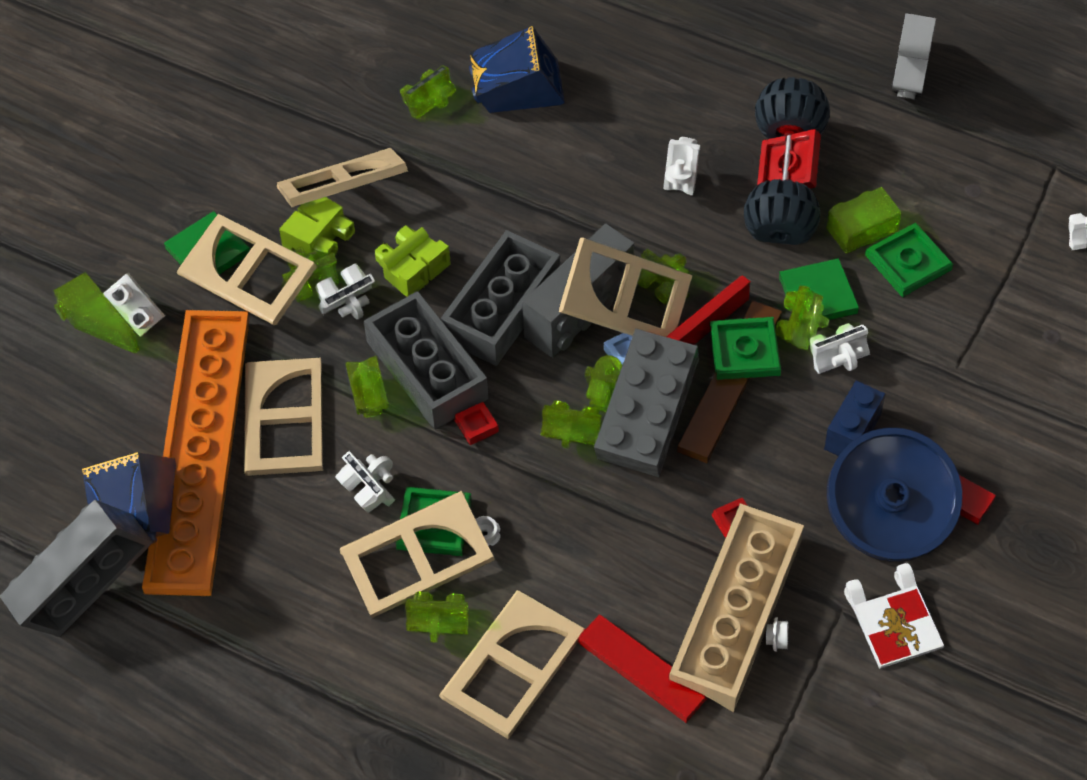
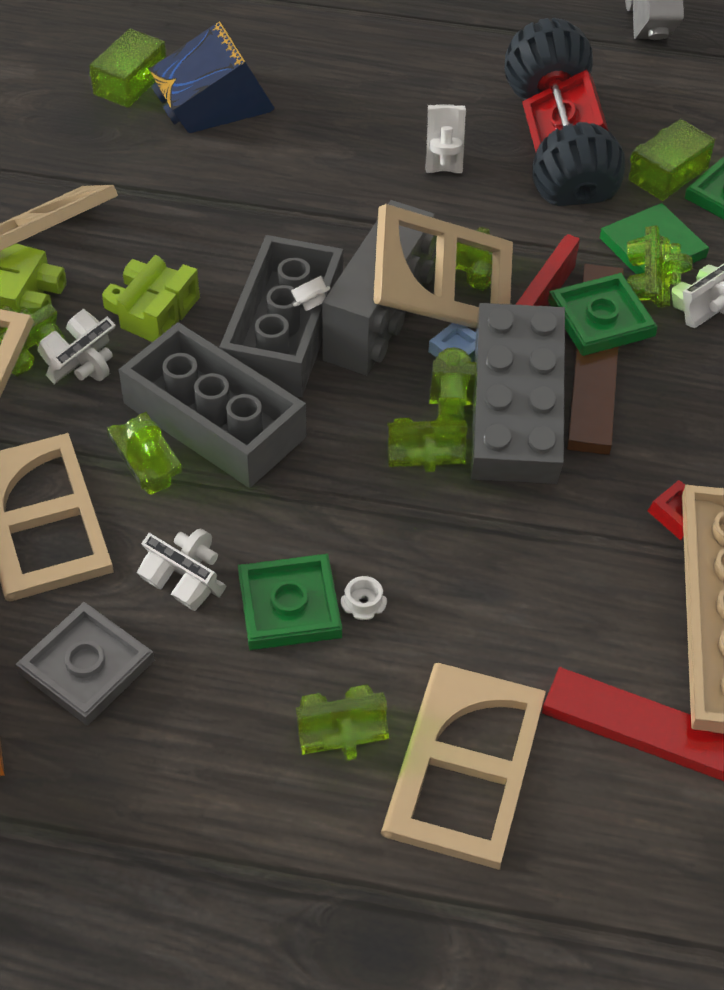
camera: 20 degrees left, 5 degrees down
(283, 532) = (85, 663): none -> flat silver plate
(429, 92) = (110, 120): clear neon green hips -> none
(448, 514) = (312, 583): tan window -> none
(455, 41) = (123, 69): none -> clear neon green brick
(476, 423) = (303, 467): red plate -> none
(517, 291) = (310, 294): none -> white plate

